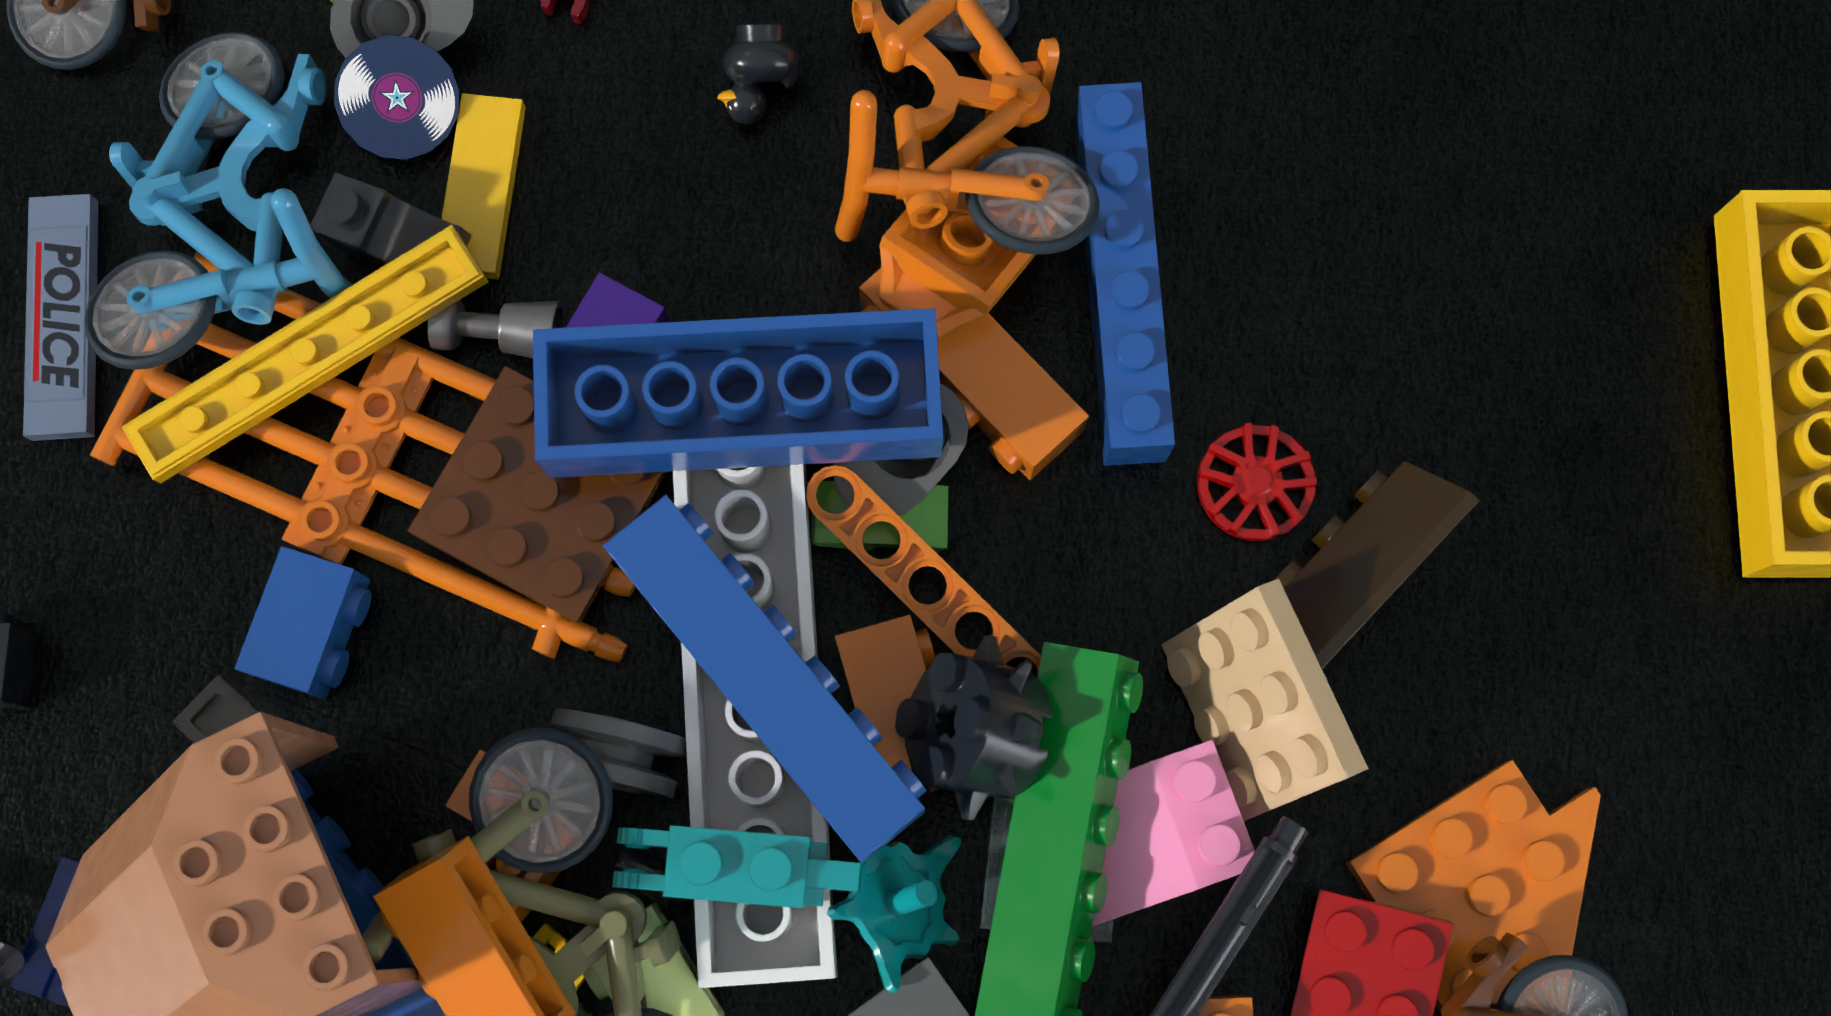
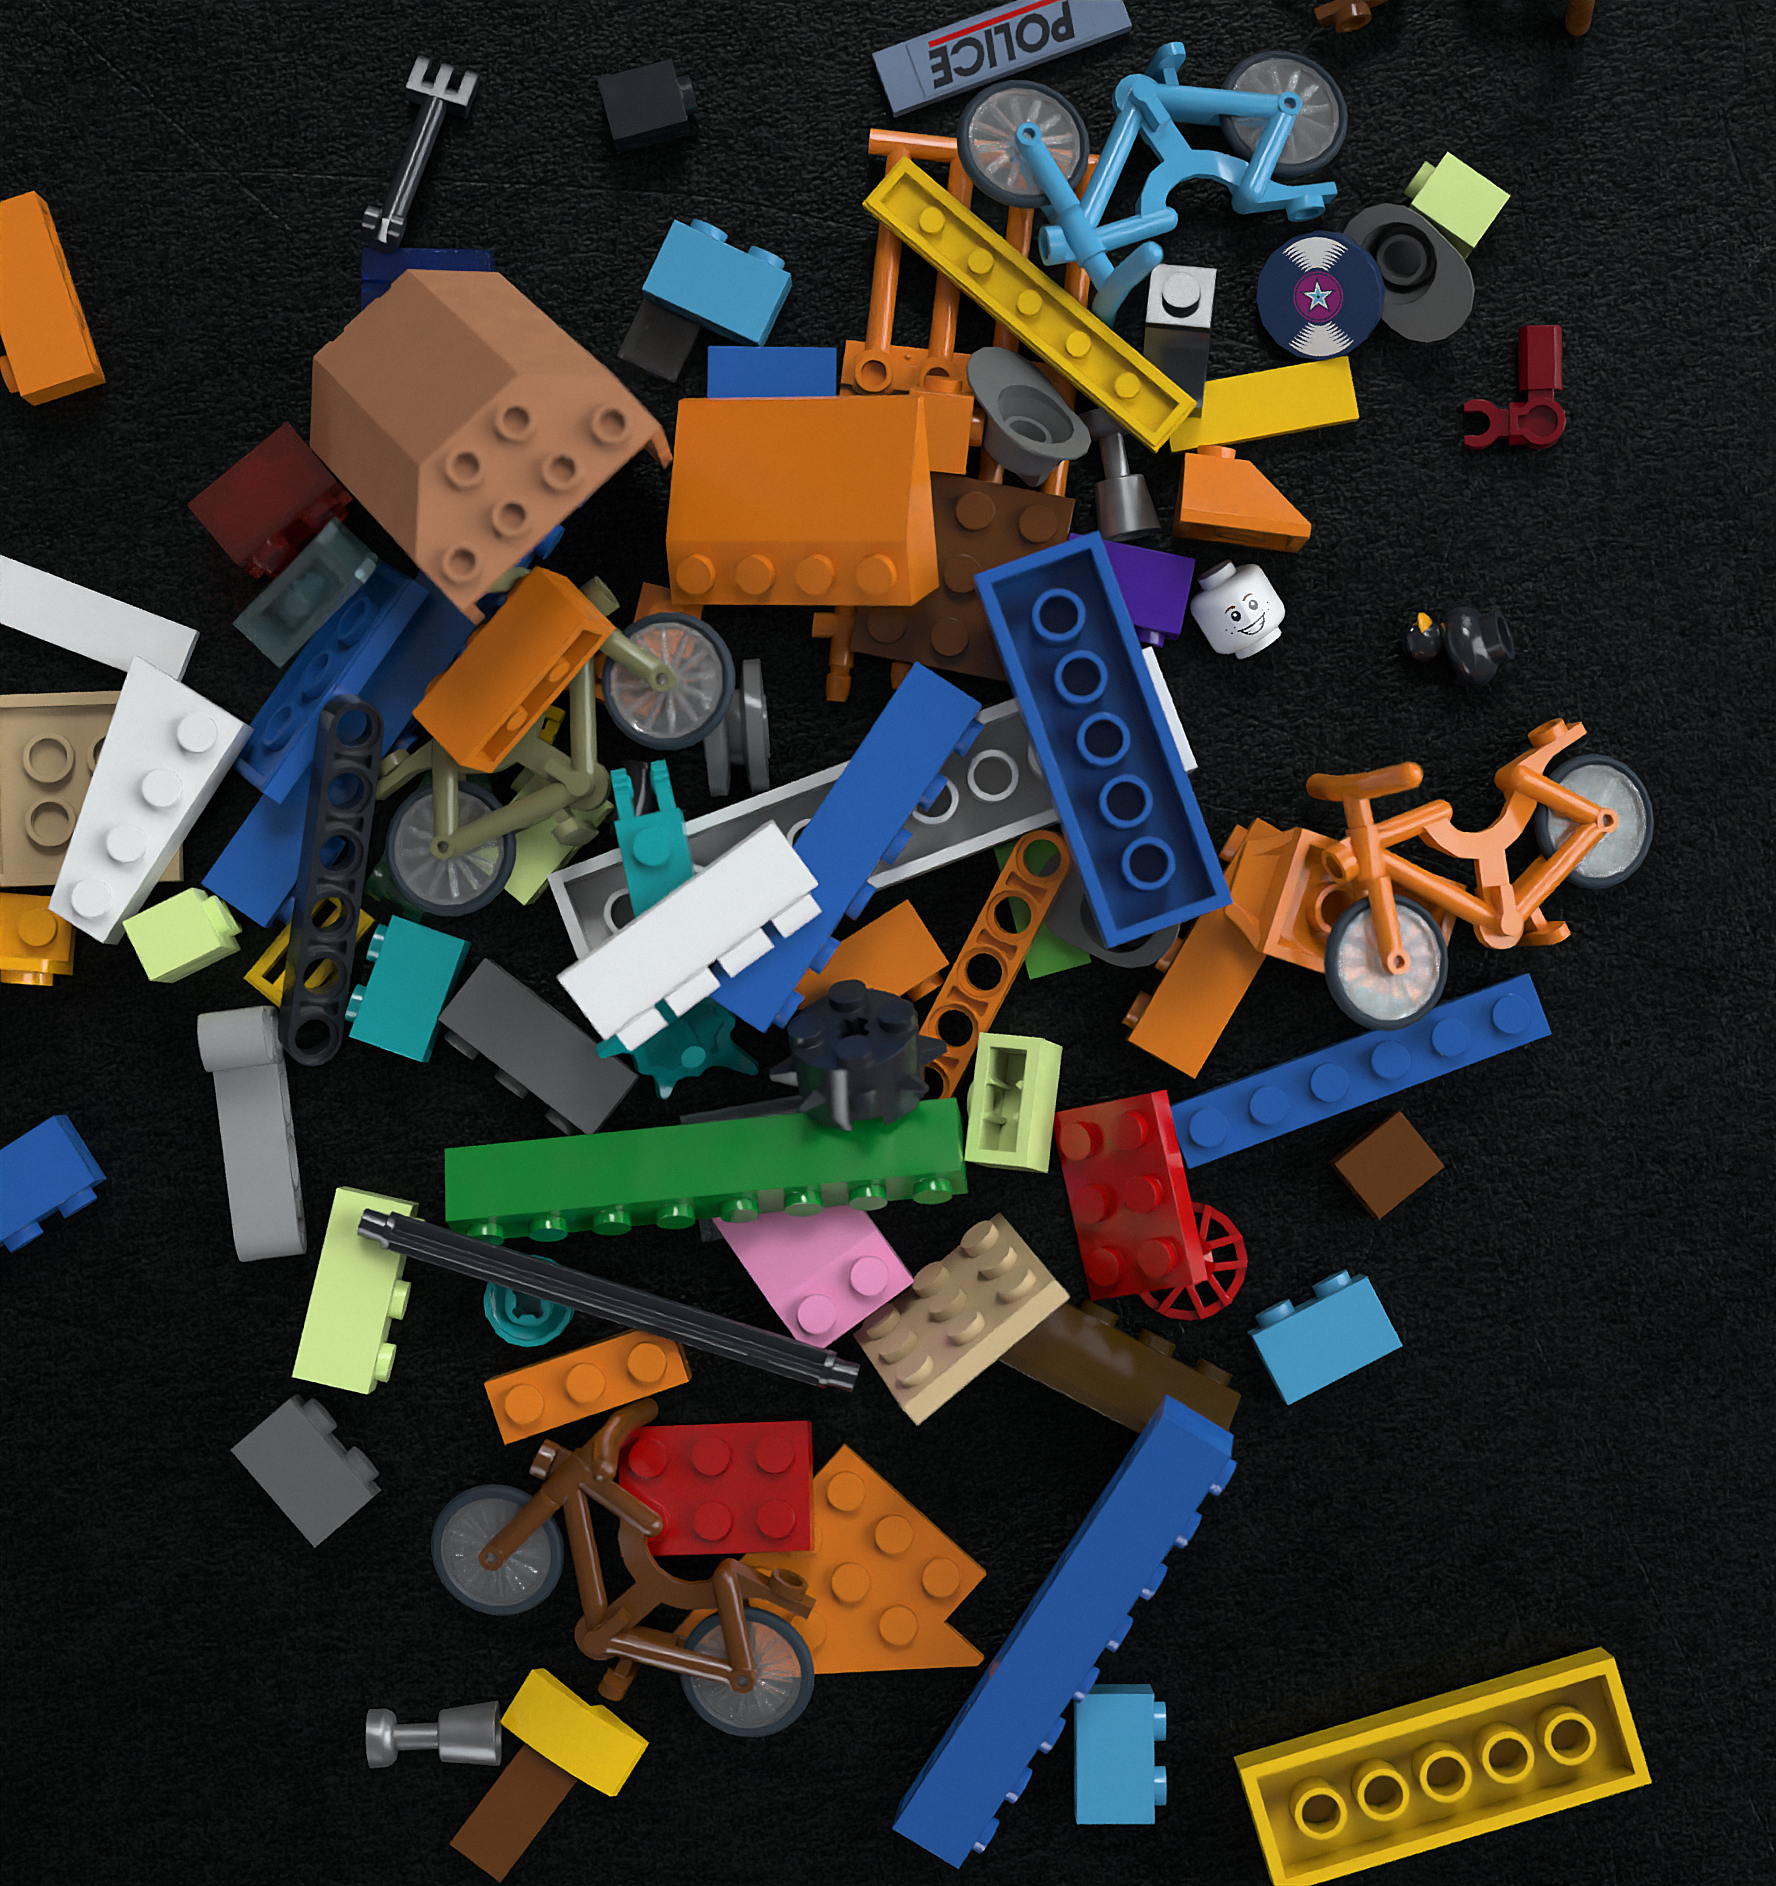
camera: 75 degrees right, 10 degrees up
(180, 644) = (718, 284): none -> dark azure brick
(389, 466) = (950, 422): none -> orange brick
(411, 618) = (801, 502): none -> orange slope
(412, 388) = (1026, 418): none -> dark grey piece
(564, 224) = (1234, 504): none -> orange slope
(659, 254) = (1237, 609): none -> white head
(794, 843) = (700, 921): none -> white windscreen
(1061, 595) = (1013, 1102): none -> yellowish green brick
(1183, 511) = (1129, 1196): none -> red plate
(1217, 270) = (1385, 1164): none -> reddish brown piece
(1364, 375) = (1323, 1336): none -> dark azure brick
(1602, 692) = (1065, 1631): none -> blue brick
(1720, 685) = (1116, 1755): none -> dark azure brick

